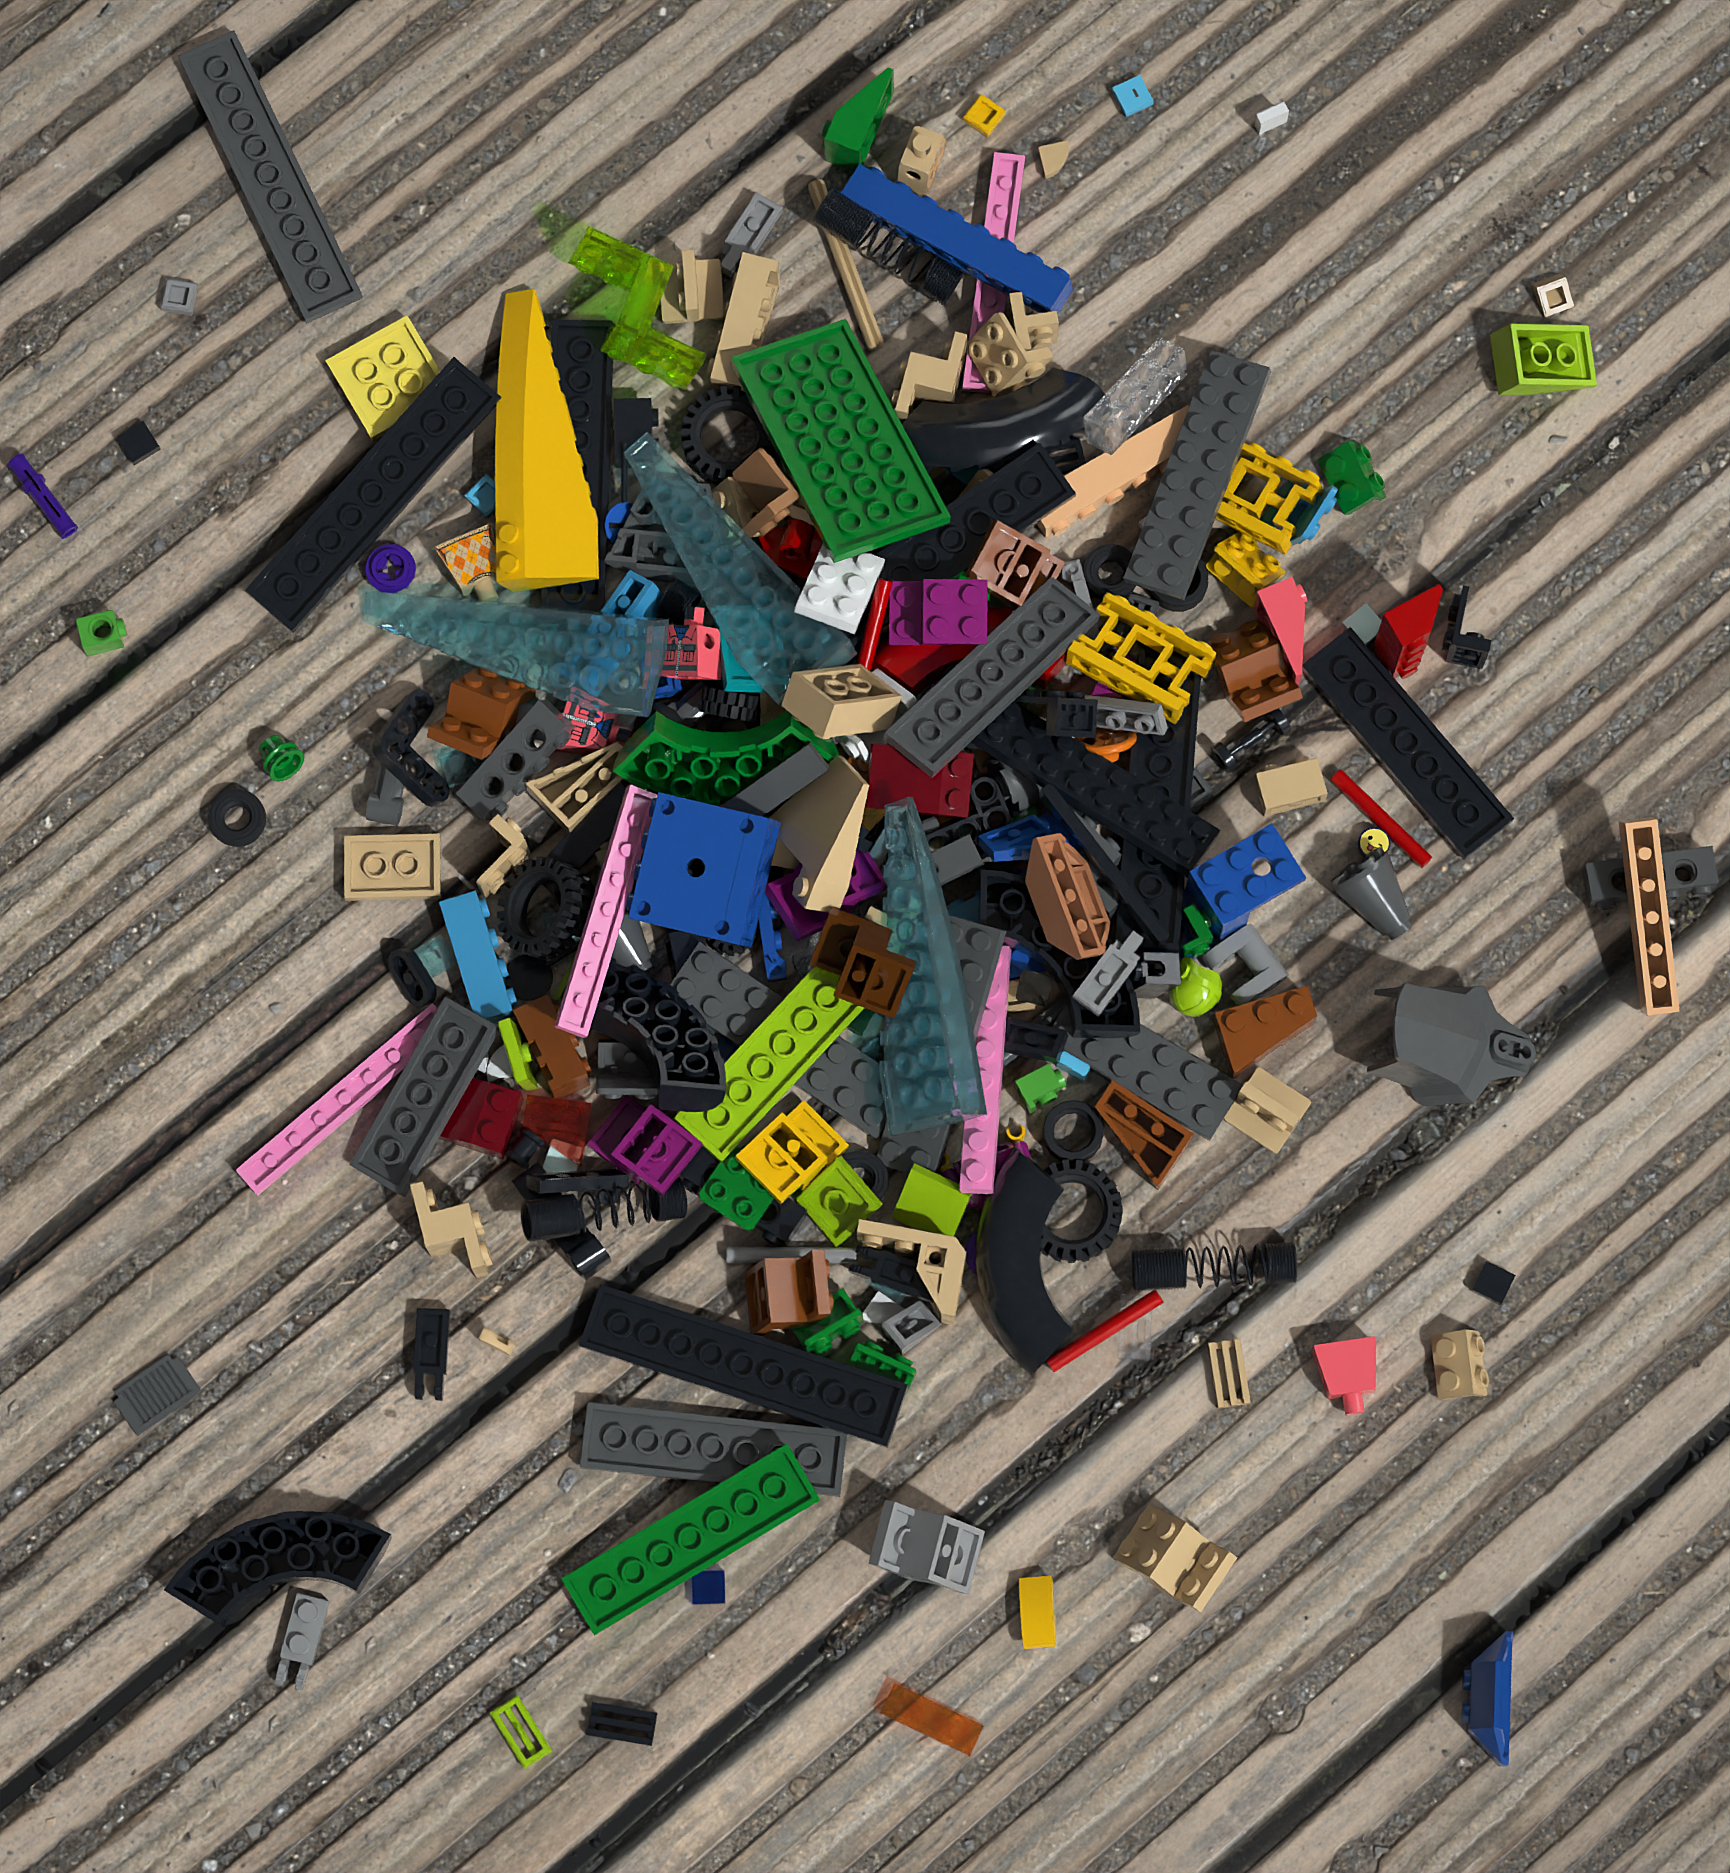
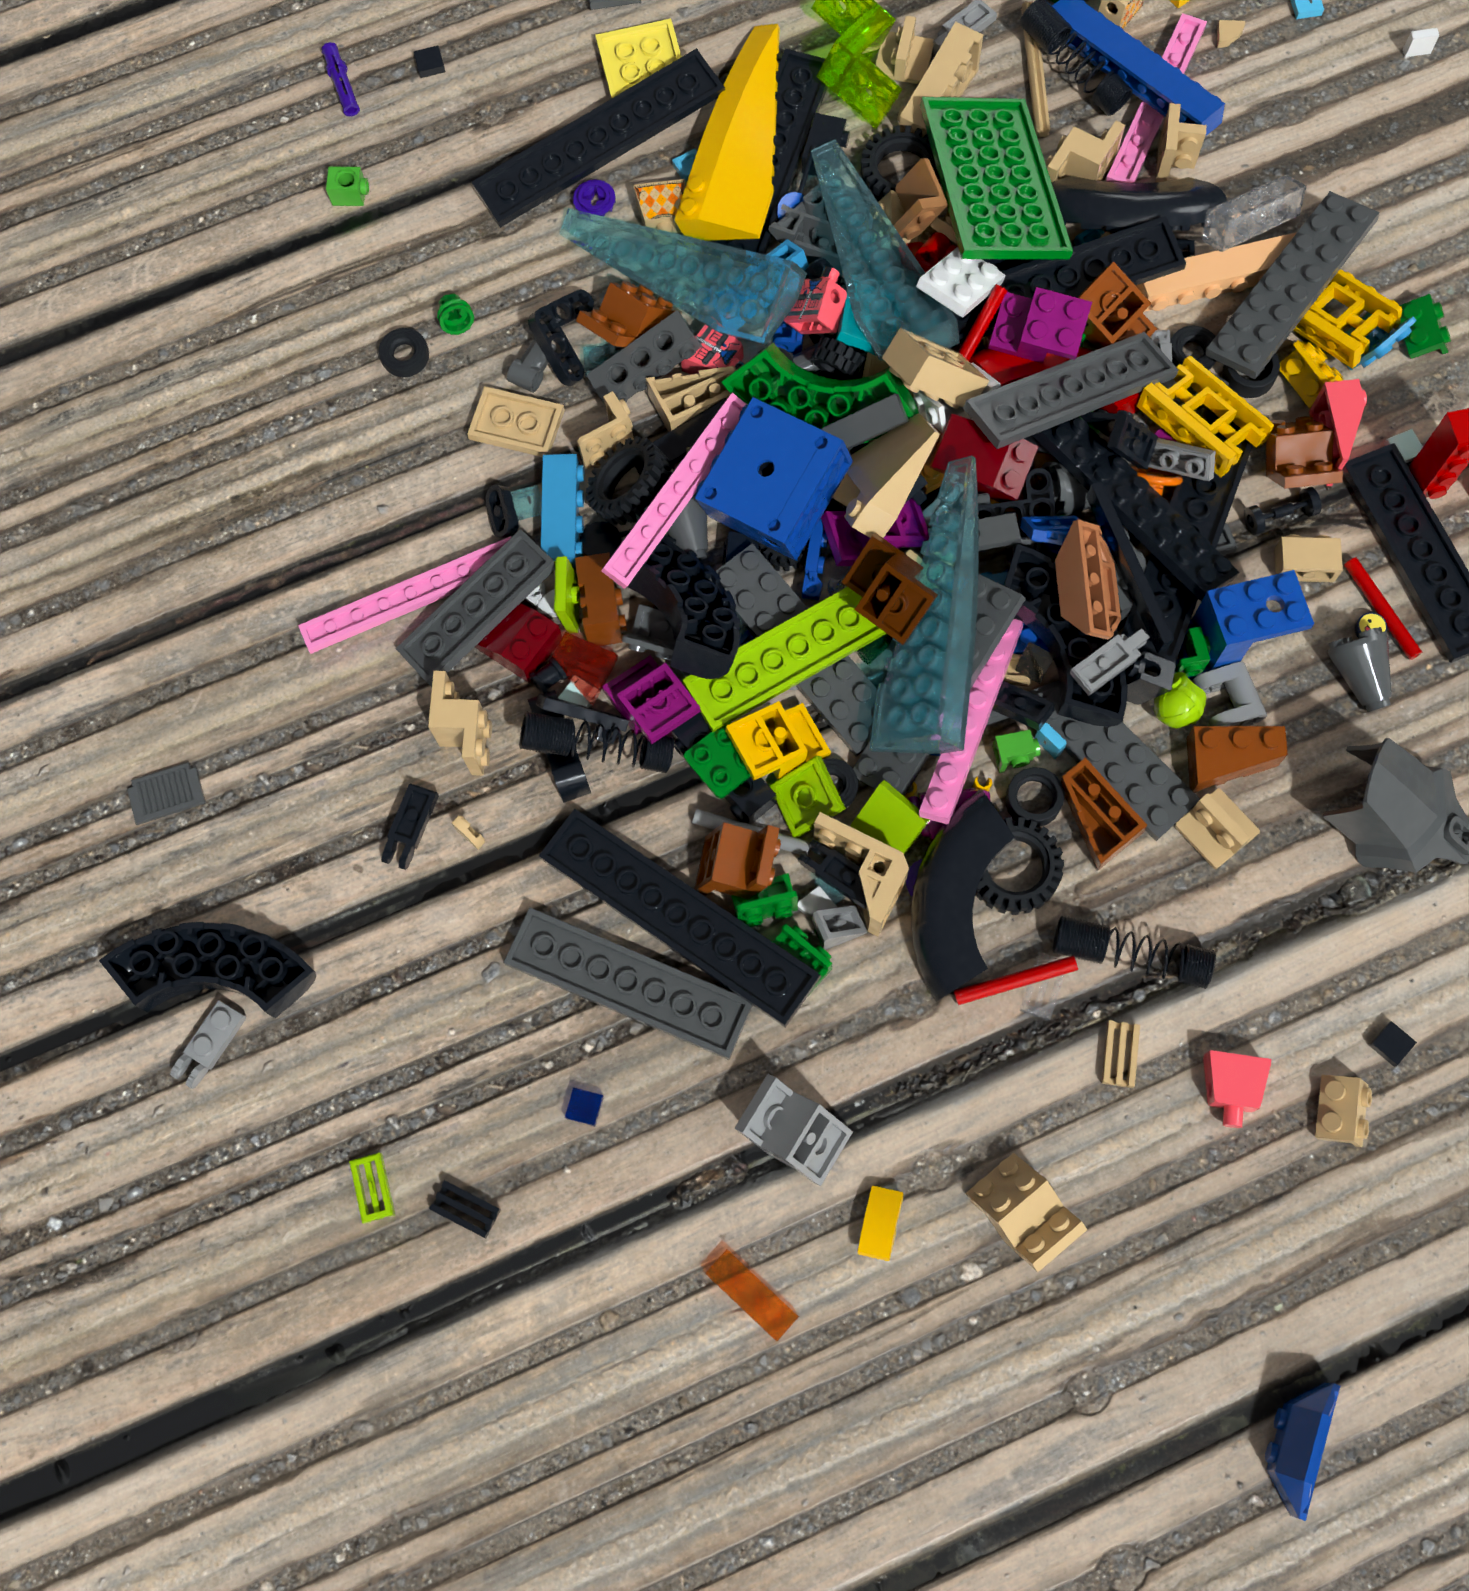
camera: 20 degrees right, 5 degrees down
(690, 1539) = (580, 1057): green plate -> none
(1003, 358) = (1150, 155): tan bracket -> none

